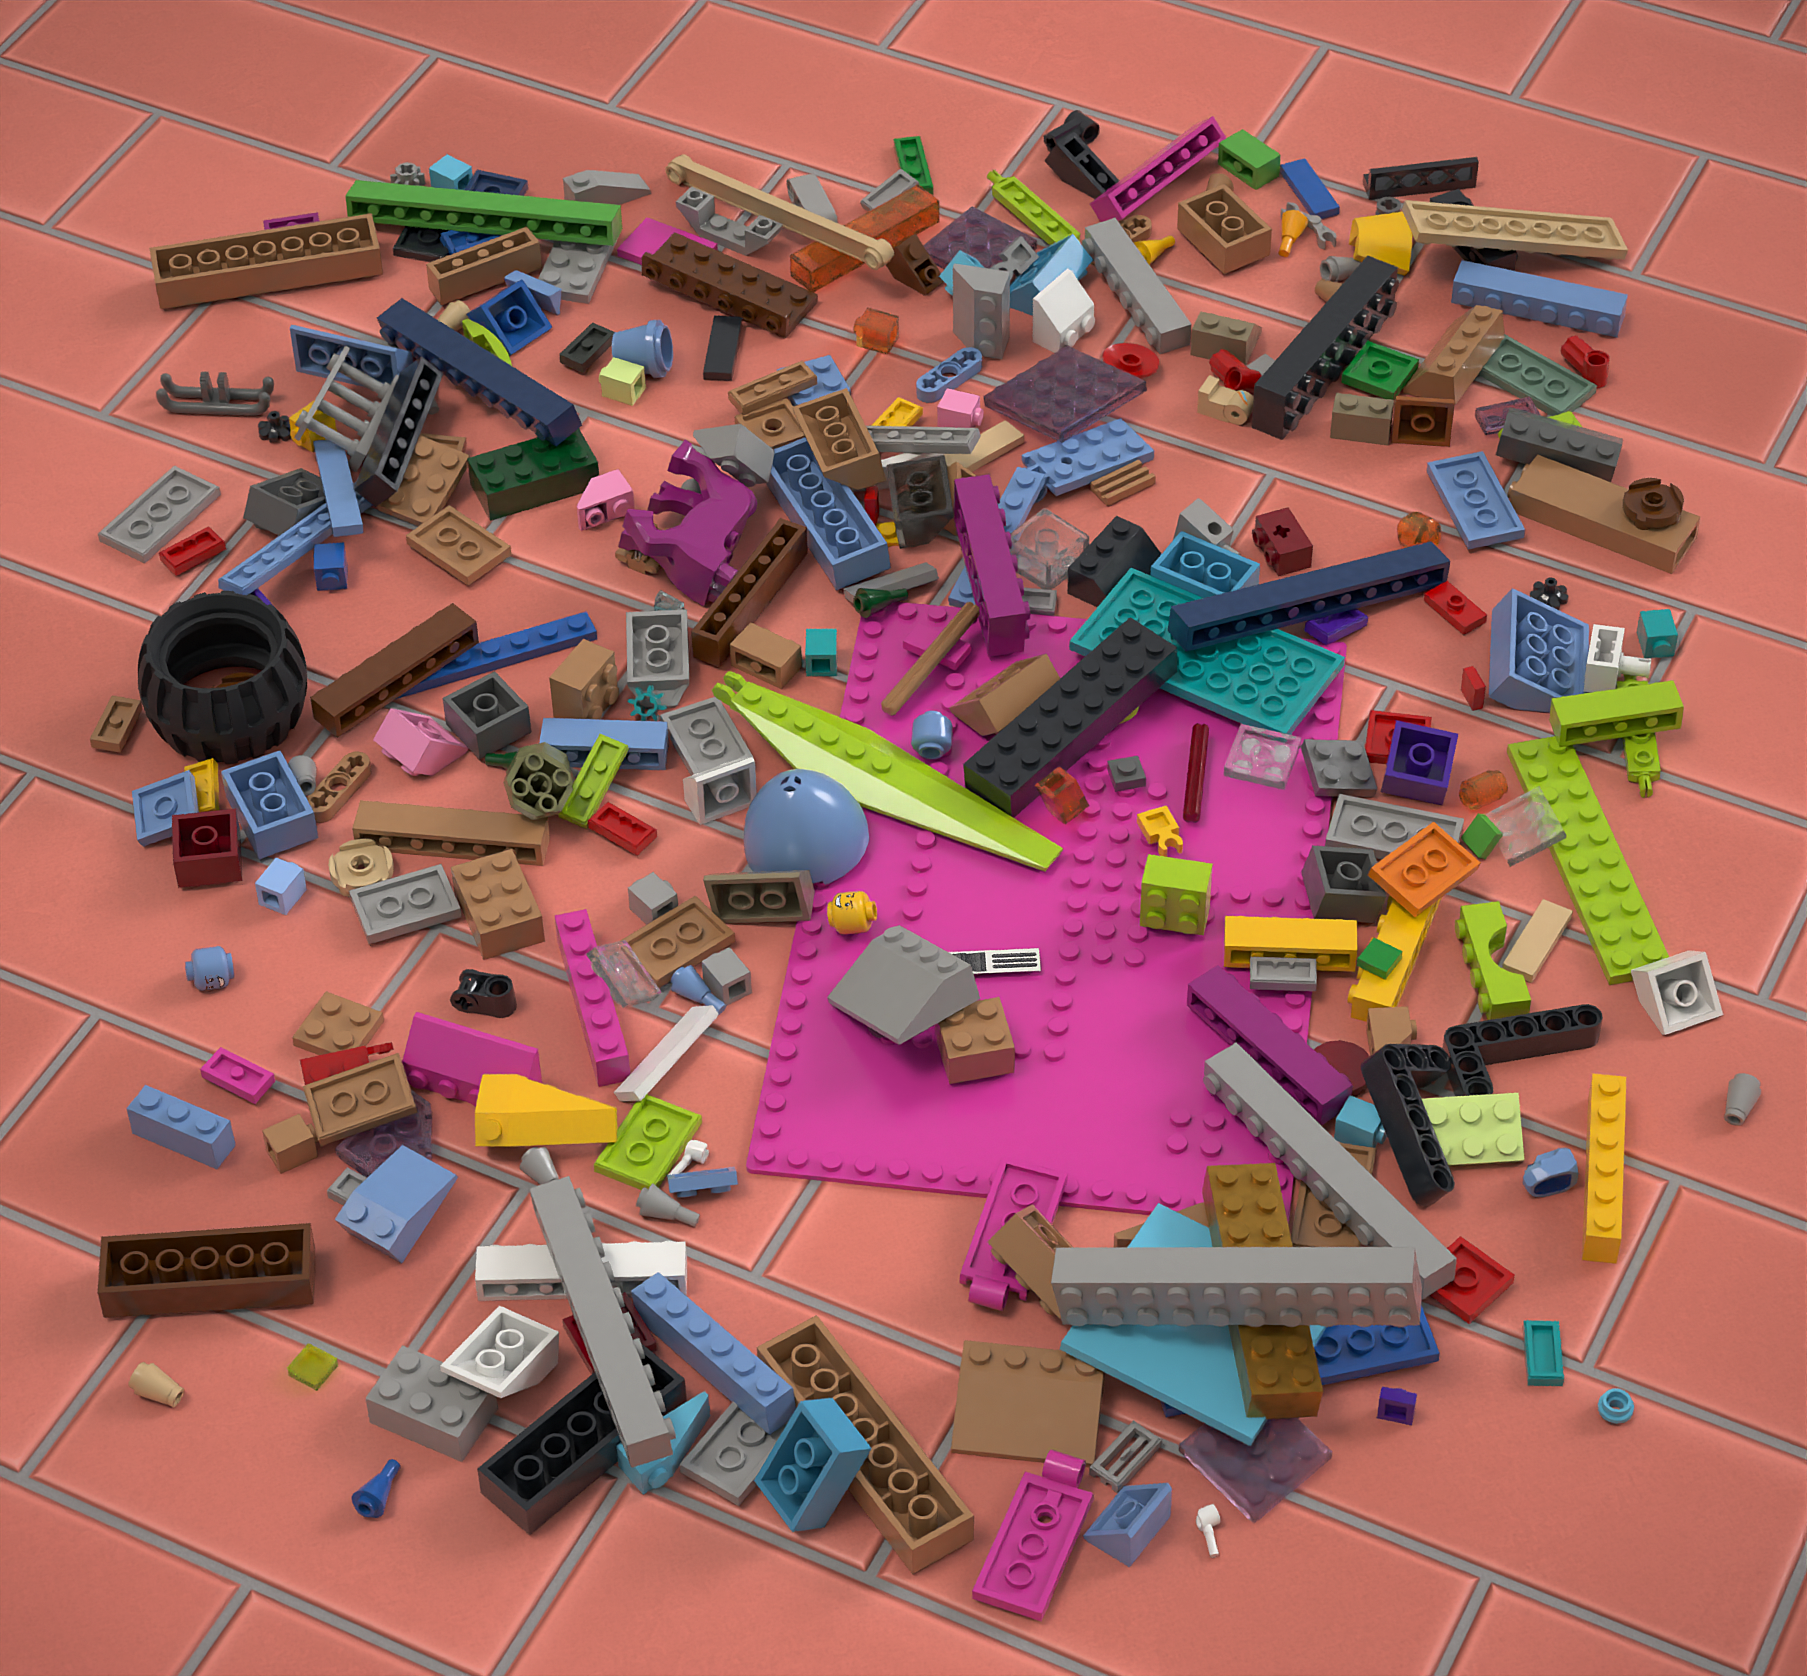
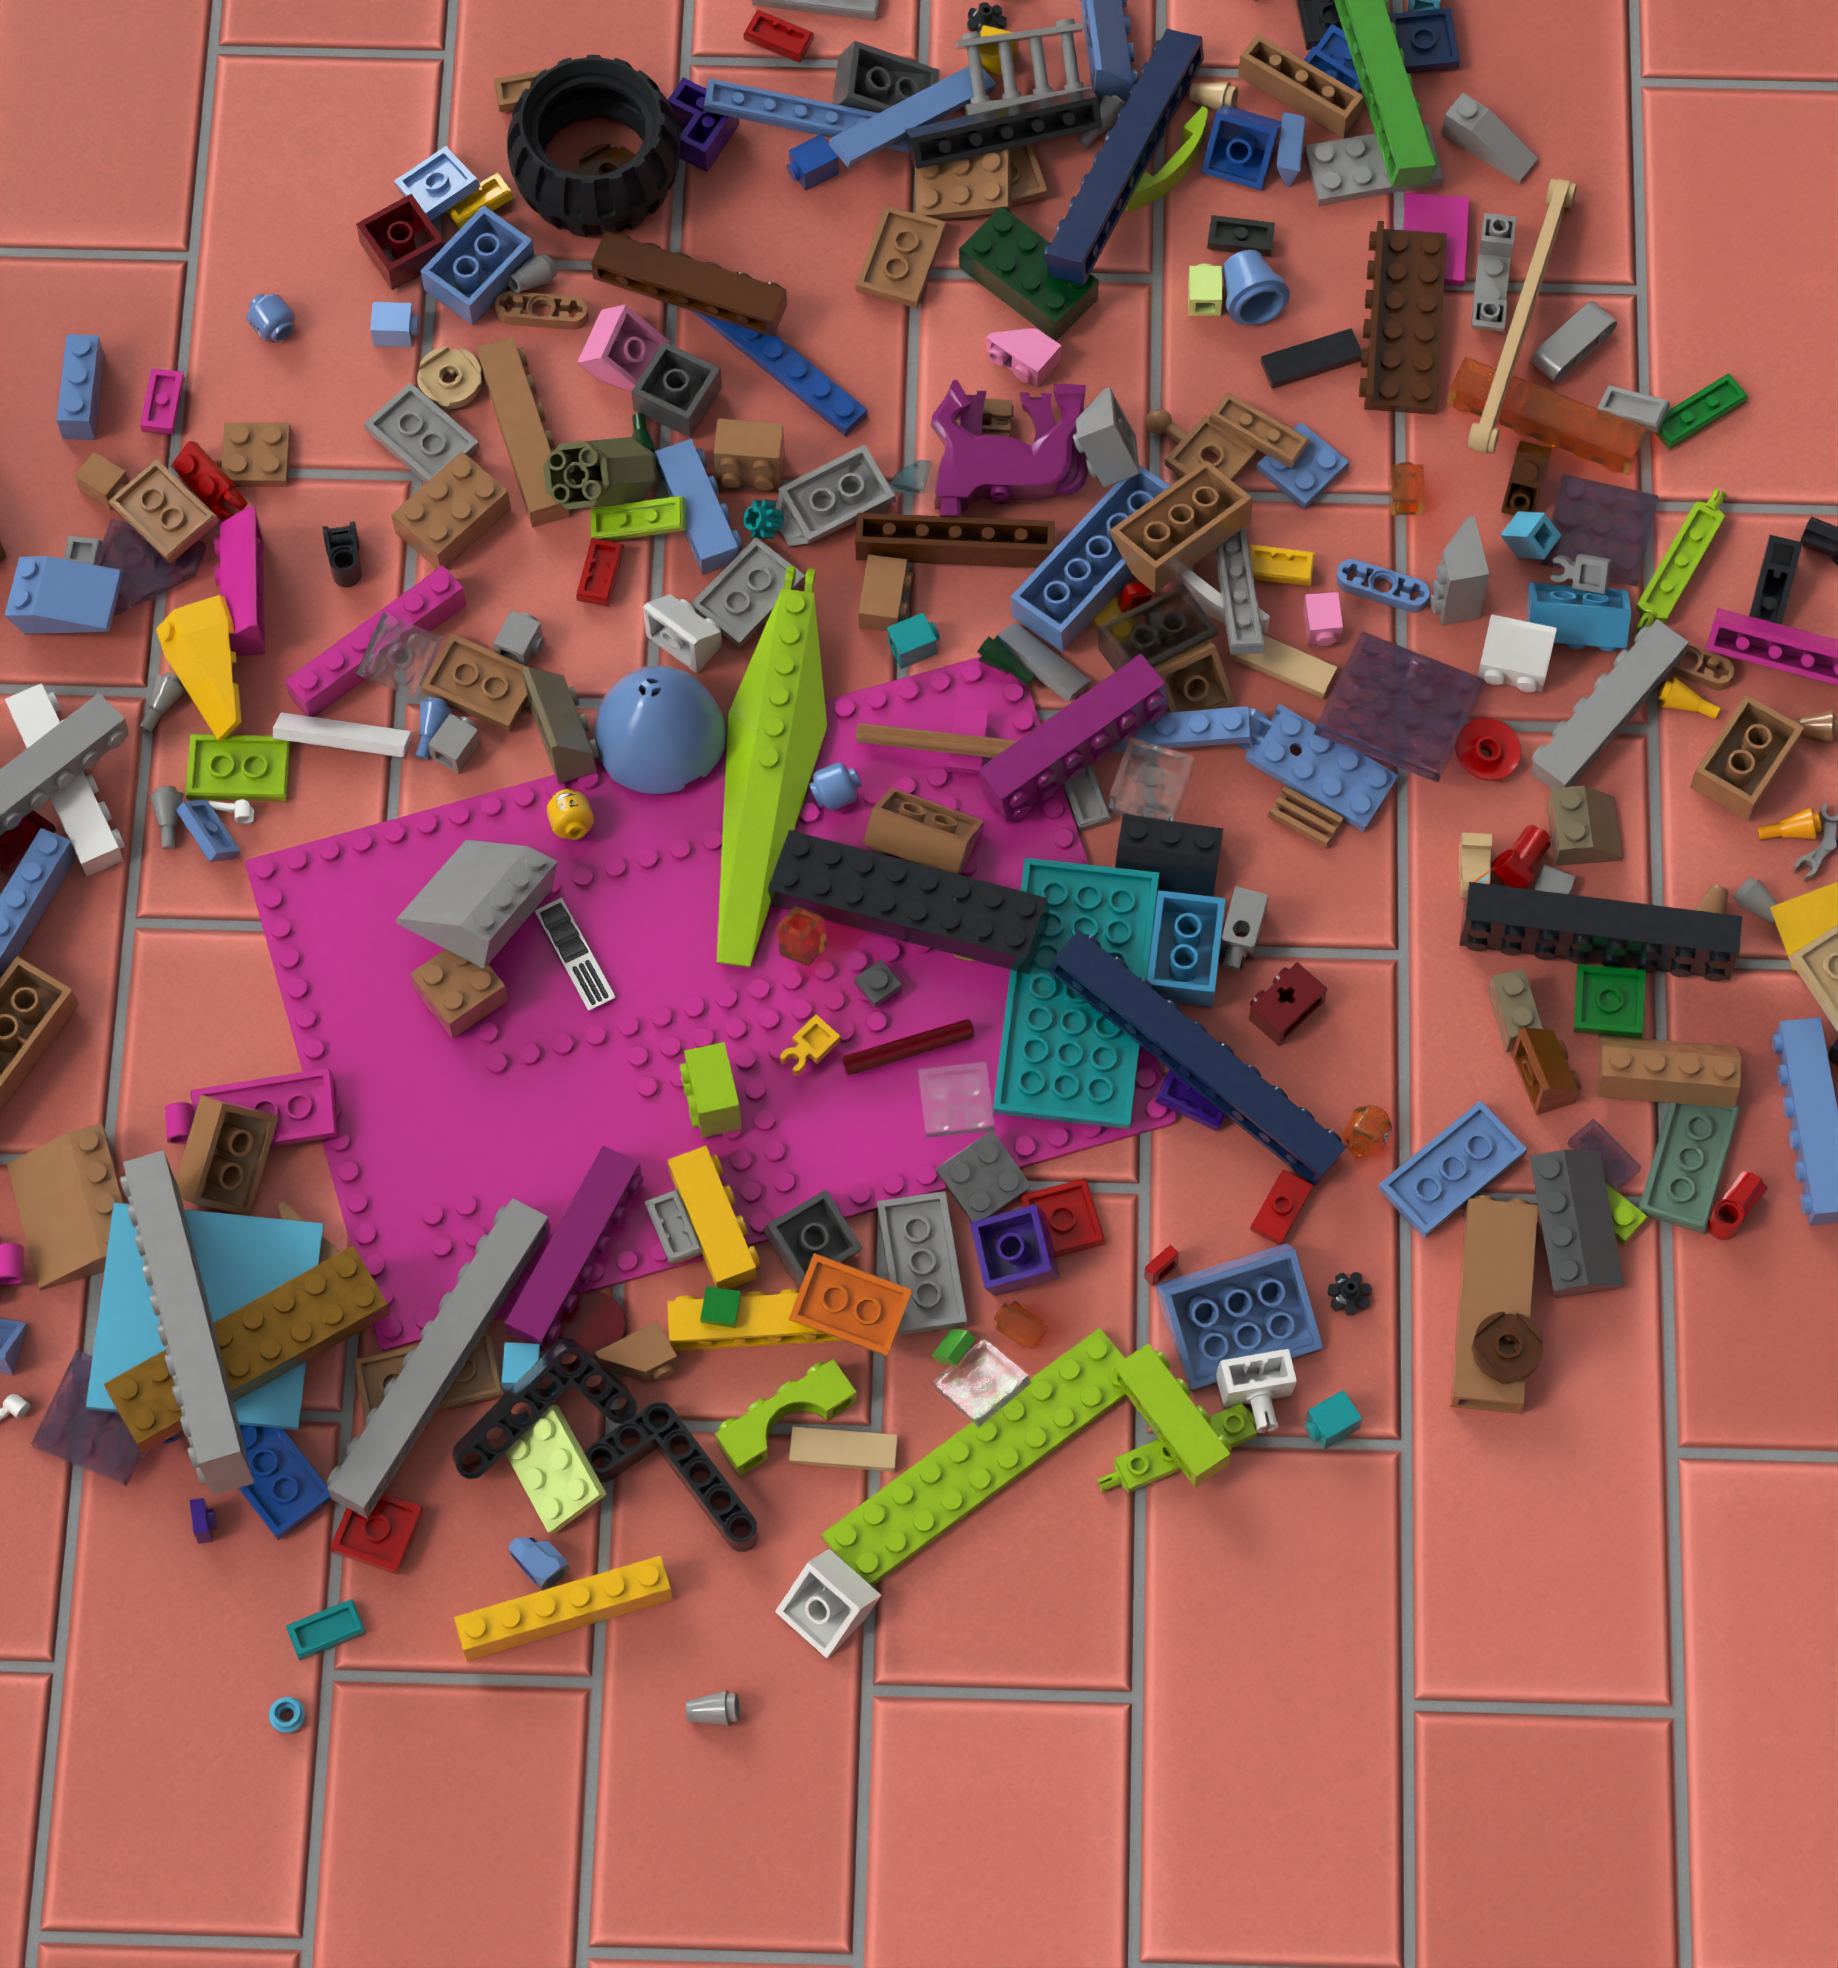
camera: 65 degrees right, 20 degrees up
(1135, 1465) = (78, 1330): light grey tile -> none

